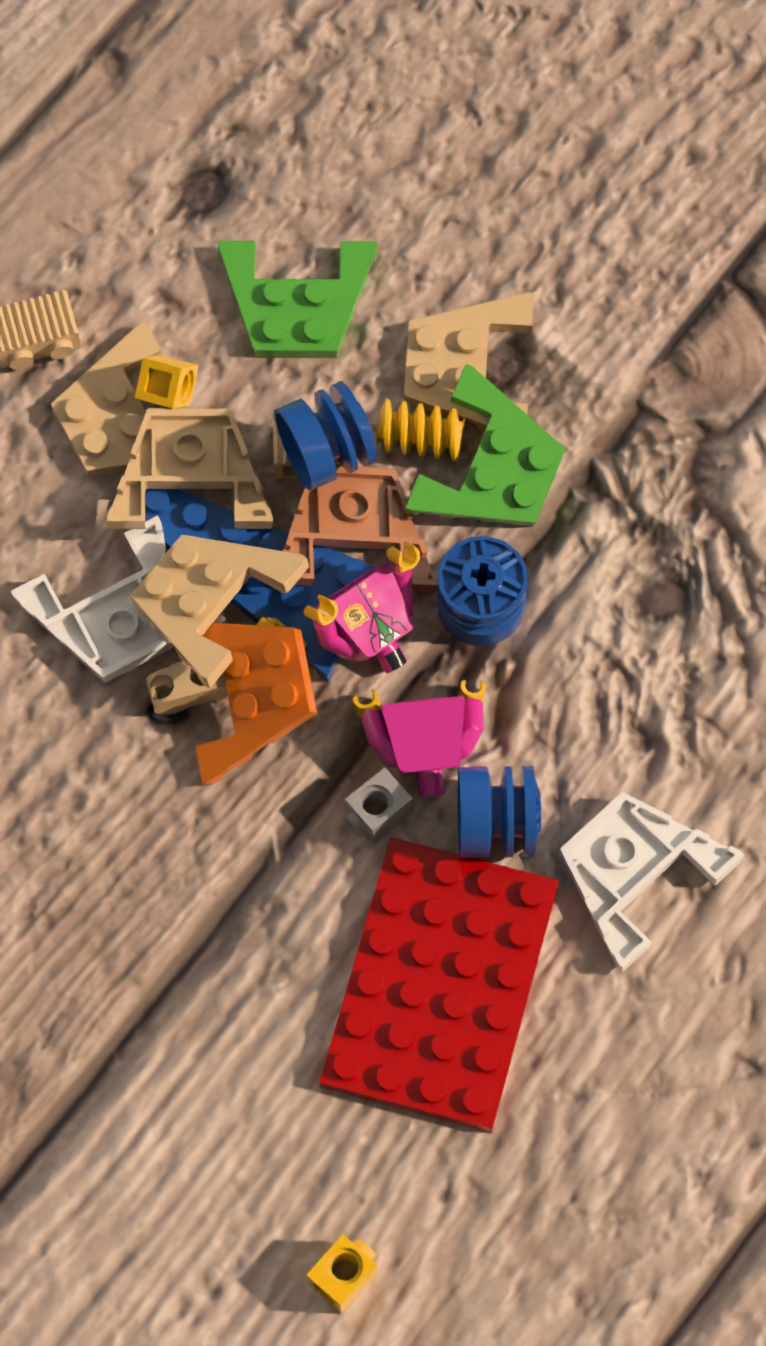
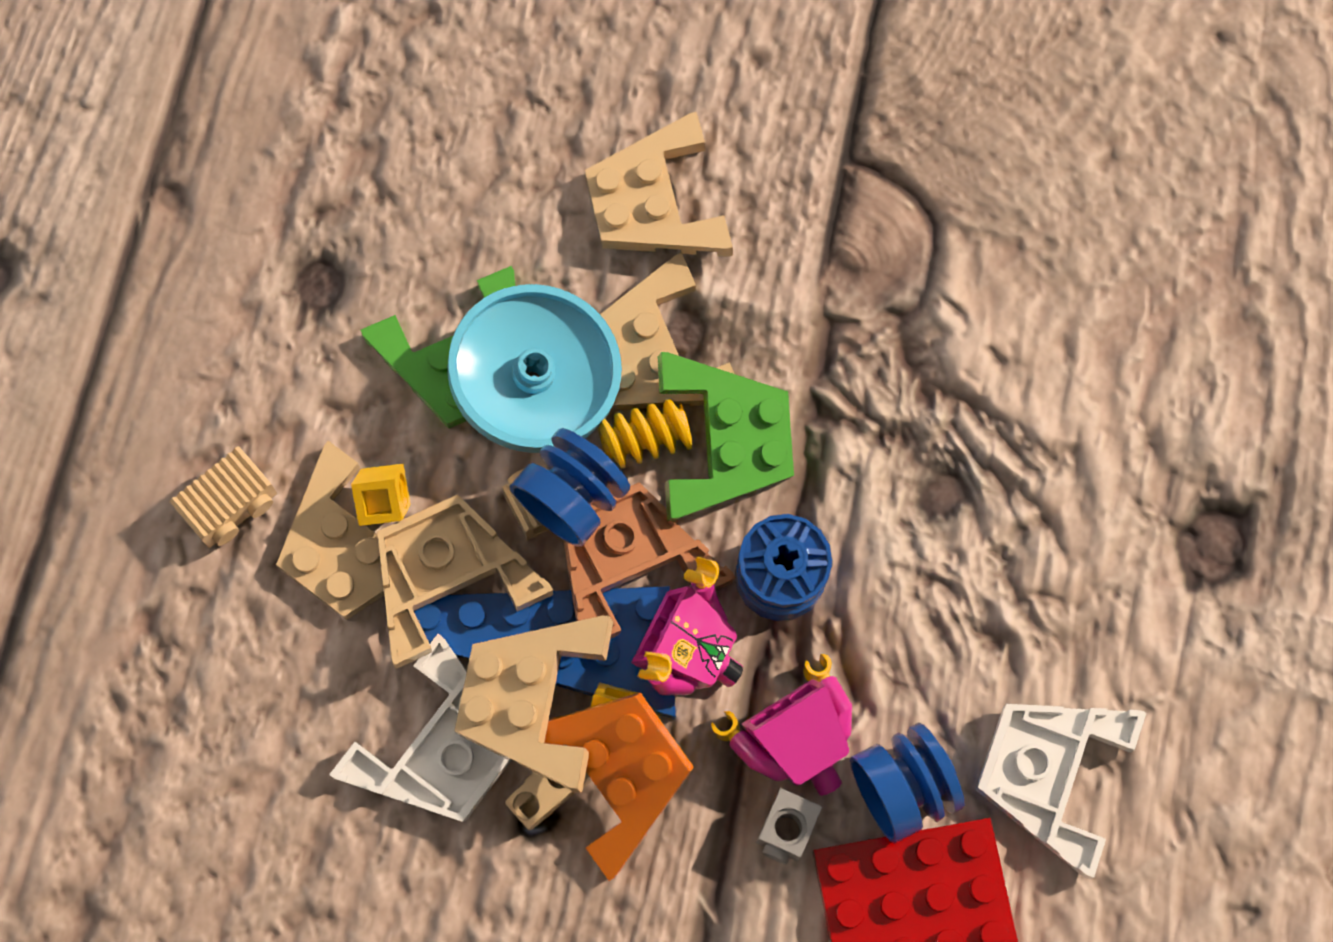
camera: 30 degrees left, 5 degrees up
(354, 299) = (539, 333): none -> medium azure dish
(518, 228) = (636, 198): none -> tan wing

